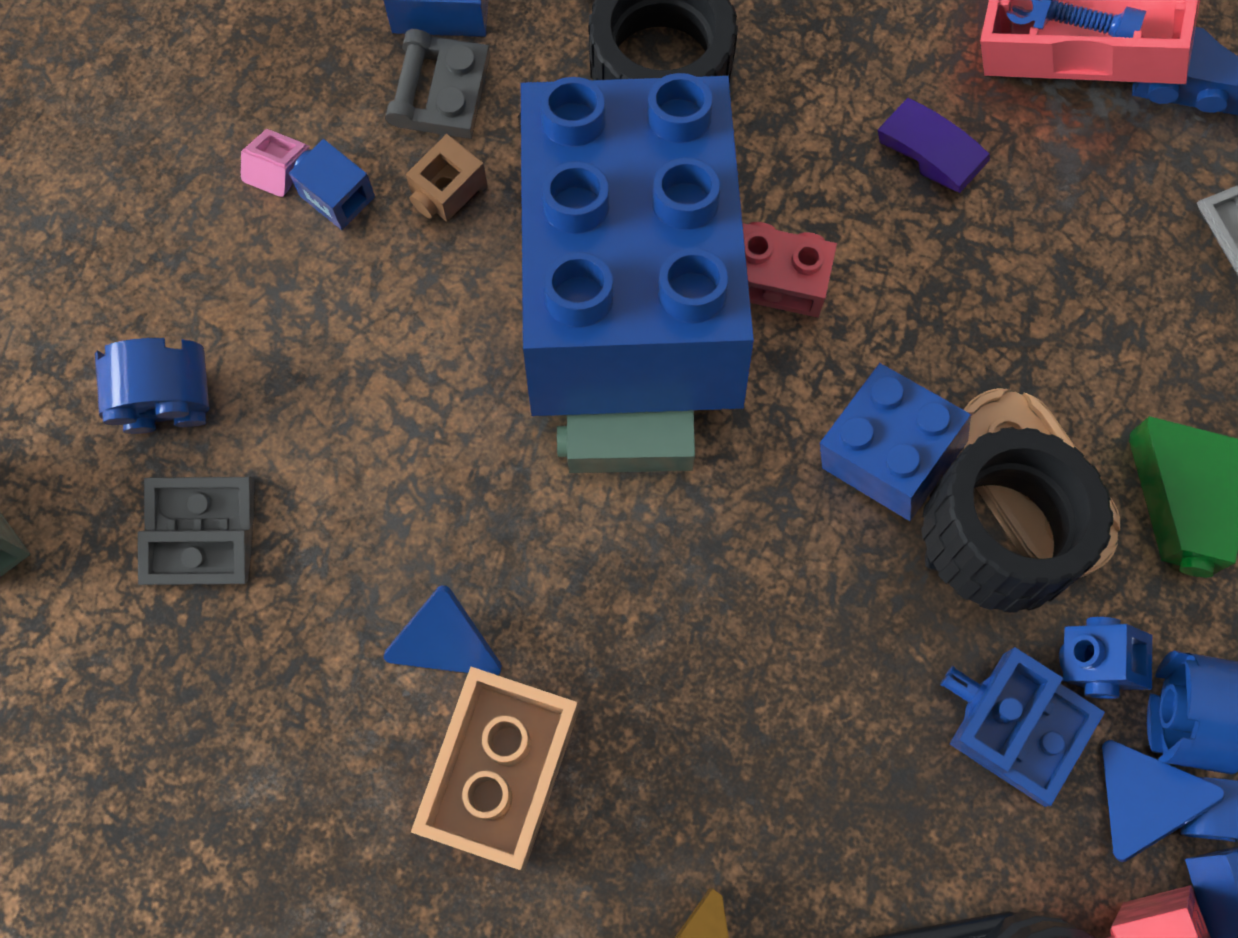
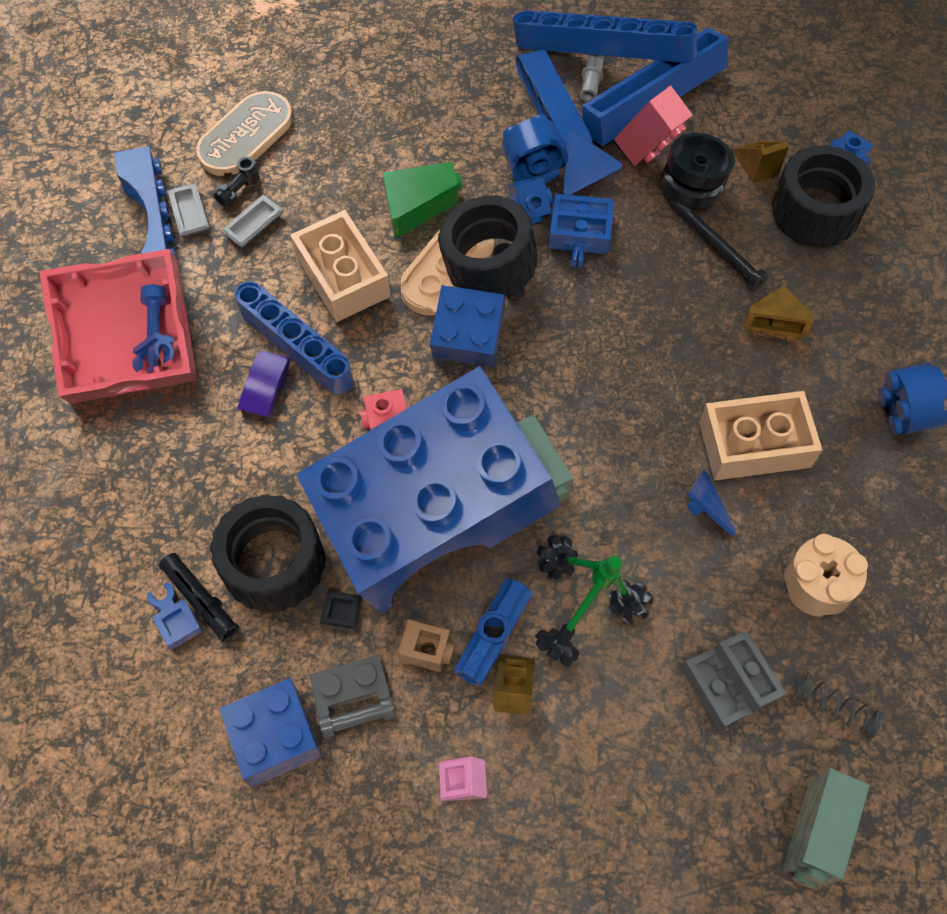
camera: 115 degrees left, 10 degrees down
(128, 613) = (873, 723): none -> dark grey piece
(151, 384) = (669, 748): blue brick -> none
(217, 716) = (825, 575): none -> light nougat brick
(332, 183) = (464, 721): blue brick -> none
(340, 255) = (514, 685): none -> pearl gold slope
(371, 453) = (626, 601): none -> black plant
(434, 287) = (483, 650): none -> blue piece
(1009, 190) = (300, 348): none -> blue beam
(1092, 309) = (341, 265): none -> light nougat brick

